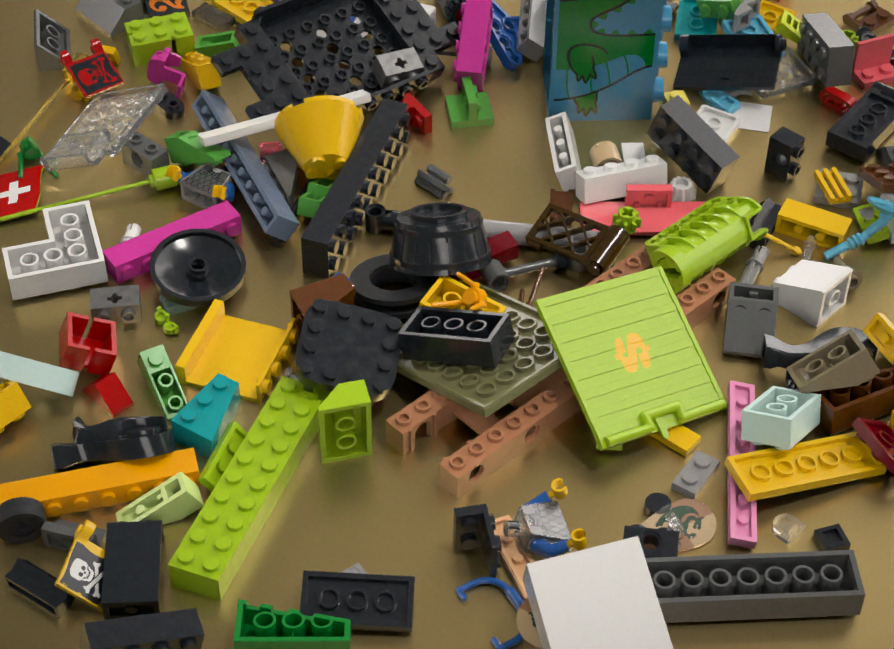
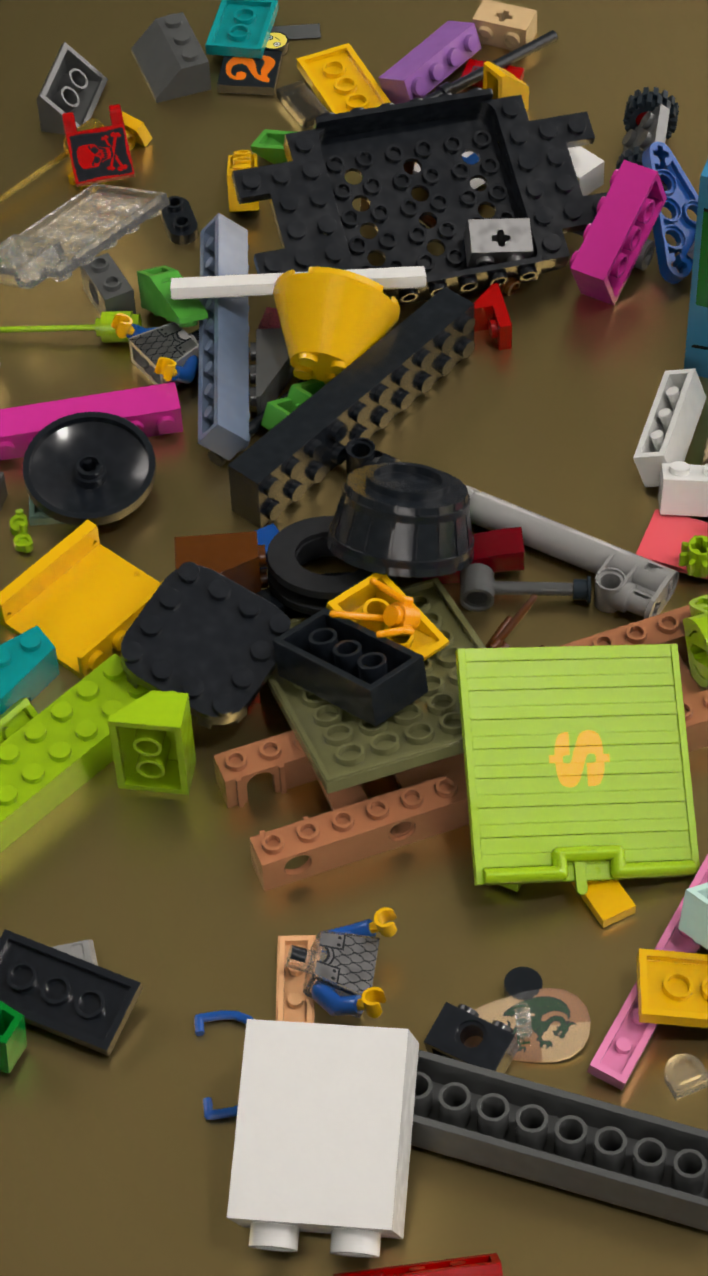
camera: 25 degrees right, 5 degrees up
(129, 234) = (39, 394): white pin -> none
(155, 34) = (198, 114): lime piece -> none
(159, 69) = (186, 173): dark pink piece -> none
(435, 181) = (473, 425): dark grey piece -> none
(469, 108) = (579, 325): bright green bracket -> none
(474, 529) = (249, 945): black bracket -> none
(561, 199) = (626, 512): reddish brown arm -> none
(603, 248) = (634, 589): dark brown piece -> none
(695, 475) = (599, 958): light grey plate -> none

